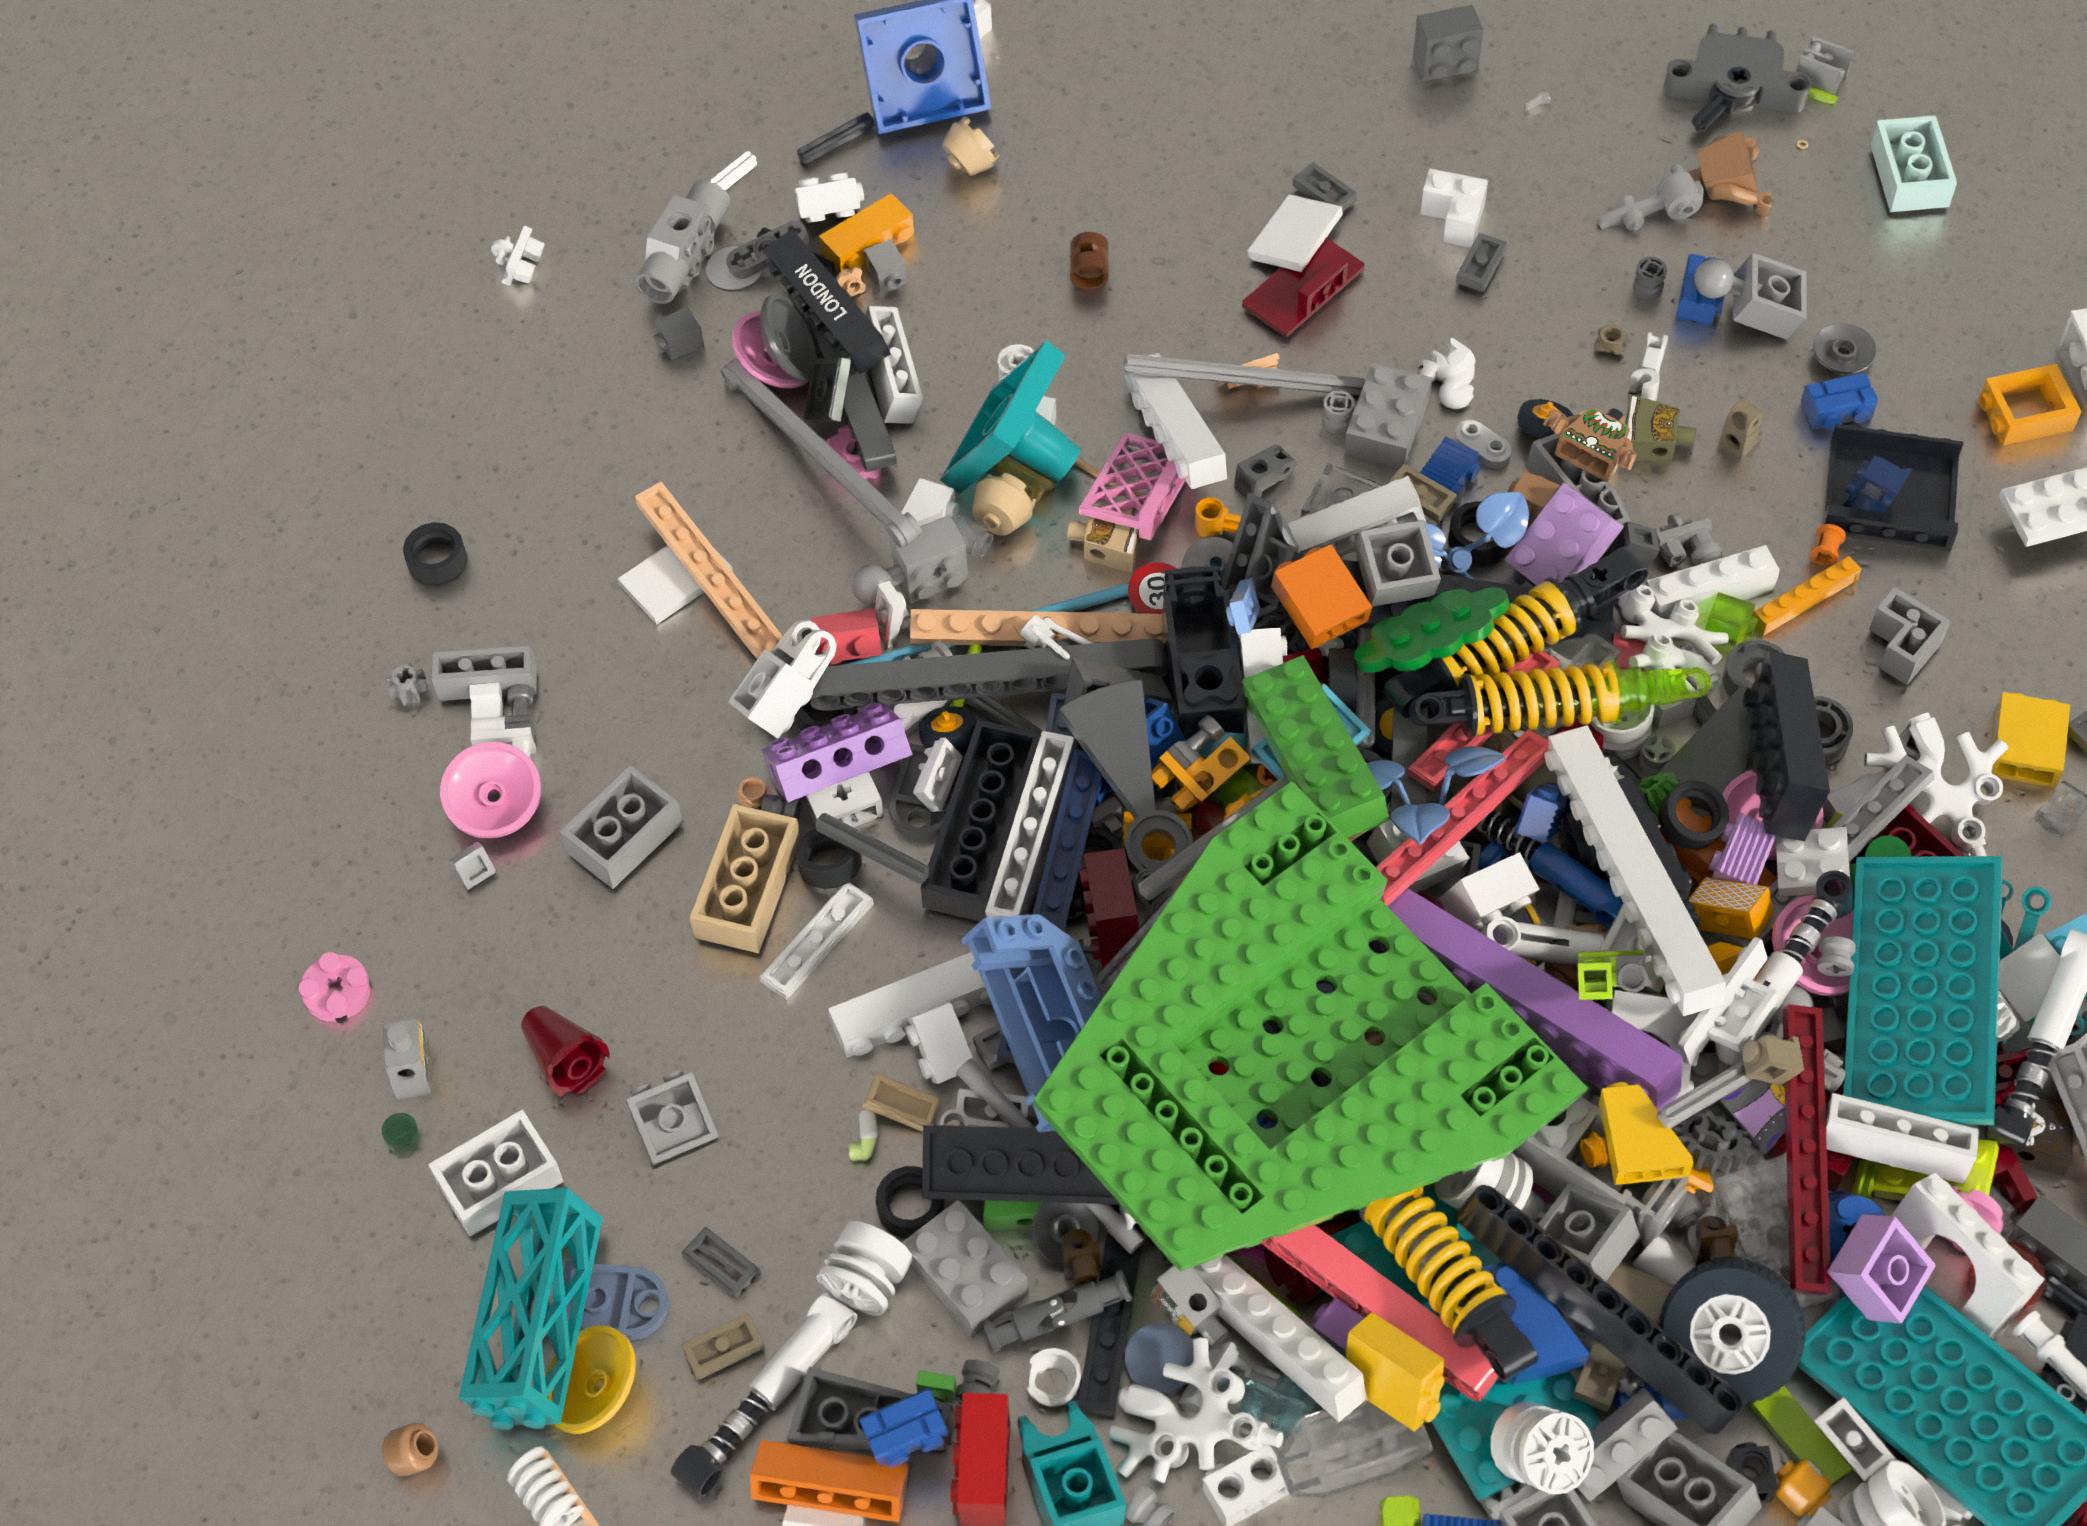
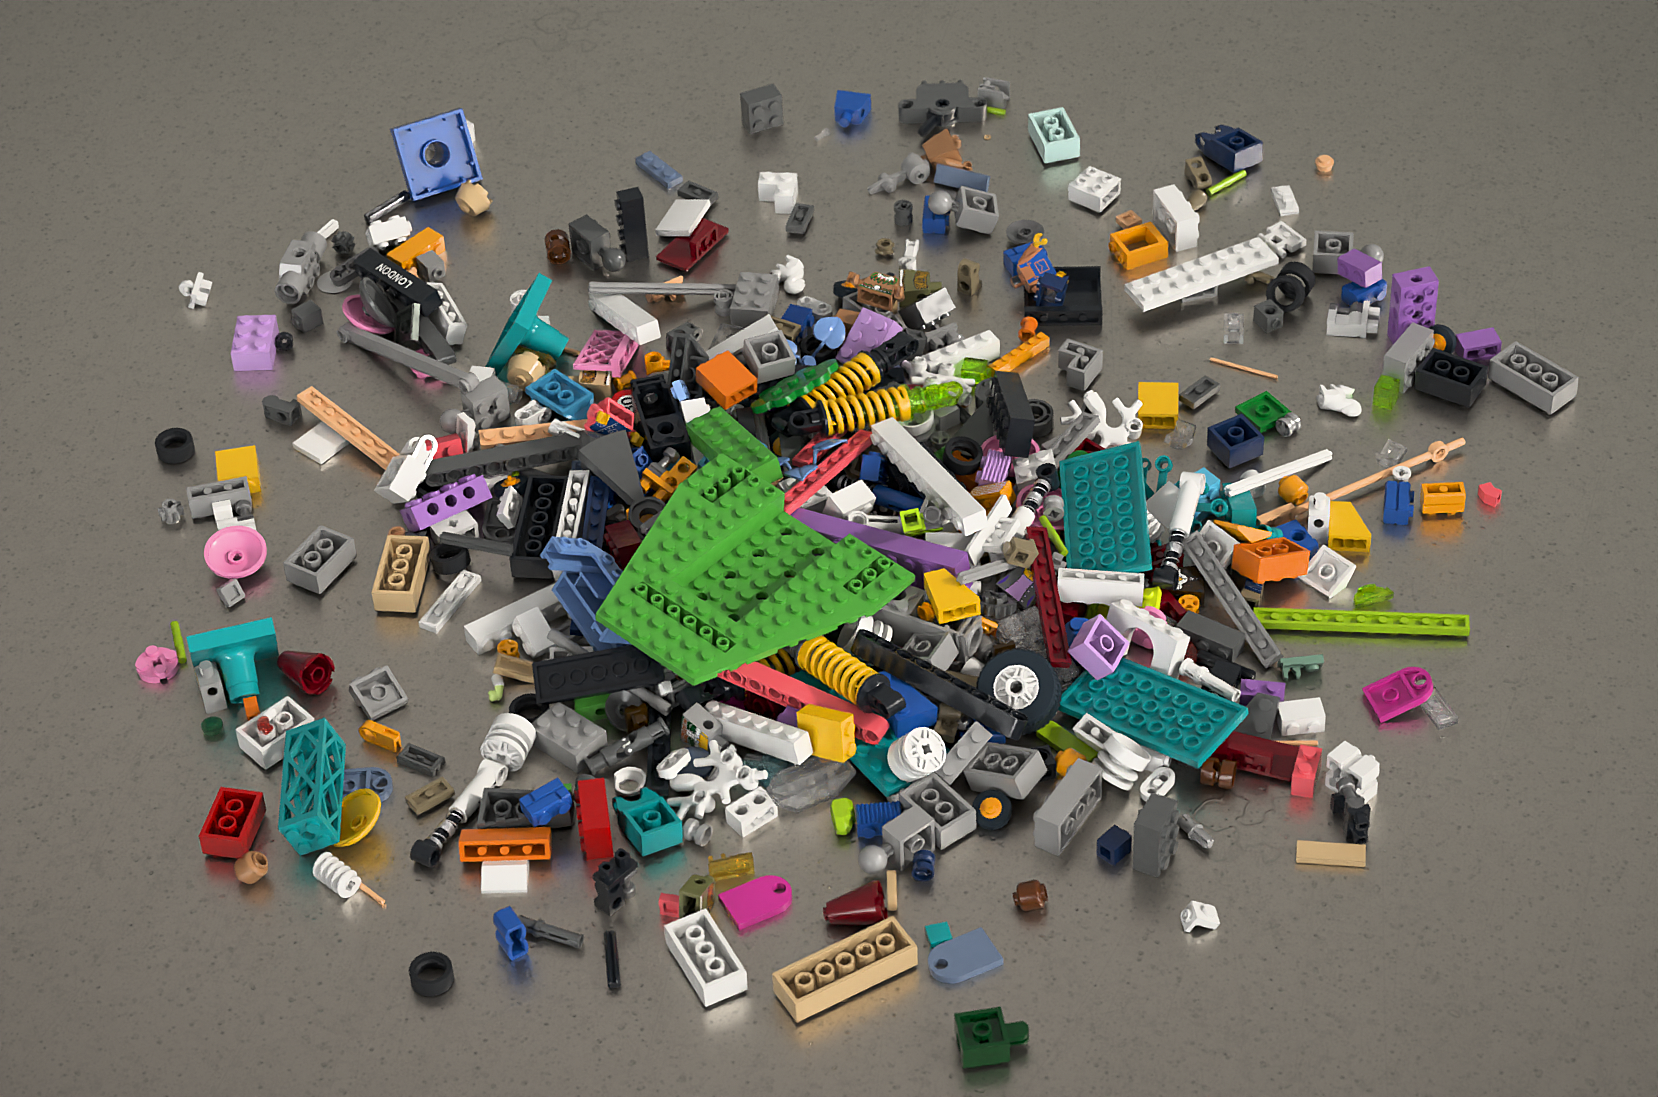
camera: 10 degrees left, 15 degrees down
(376, 946) = (178, 642): none -> lime piece
(395, 1350) = (232, 822): none -> red brick
(451, 1022) = (235, 653): none -> teal piece
(467, 1112) = (251, 707): none -> orange piece
(473, 1162) = (263, 721): none -> clear red arm
(524, 616) = (239, 463): none -> yellow brick
(590, 373) = (254, 342): none -> lavender brick
(610, 511) = (281, 410): none -> dark grey leg
(639, 382) = (284, 346): none -> black bush
(661, 1204) = (380, 735): none -> light orange piece
(757, 199) = (343, 242): none -> dark grey gear
(894, 1058) = (508, 647): none -> light orange wheel
(1001, 589) = (532, 414): none -> white piece
(1054, 561) = (561, 395): none -> dark azure slope
(1126, 645) = (612, 417): none -> torso
(1130, 1364) = (673, 763): none -> white plate
(1146, 271) = (592, 245): none -> dark grey brick
(1161, 543) = (624, 381): none -> light orange bush
(1210, 247) = (632, 224): none -> black brick
(1269, 131) = (659, 169): none -> sand blue plate
(1590, 58) = (851, 107): none -> blue torso
(1667, 486) = (927, 310): none -> brick
(1753, 225) = (959, 177): none -> sand blue tile
(1829, 1012) = (1053, 535): none -> lime piece
(1855, 434) = (1033, 265): none -> torso
(1968, 280) = (1094, 189): none -> white brick
(2018, 350) = (1128, 220): none -> light nougat plate
(2043, 1170) = (1189, 602): none -> light orange wheel

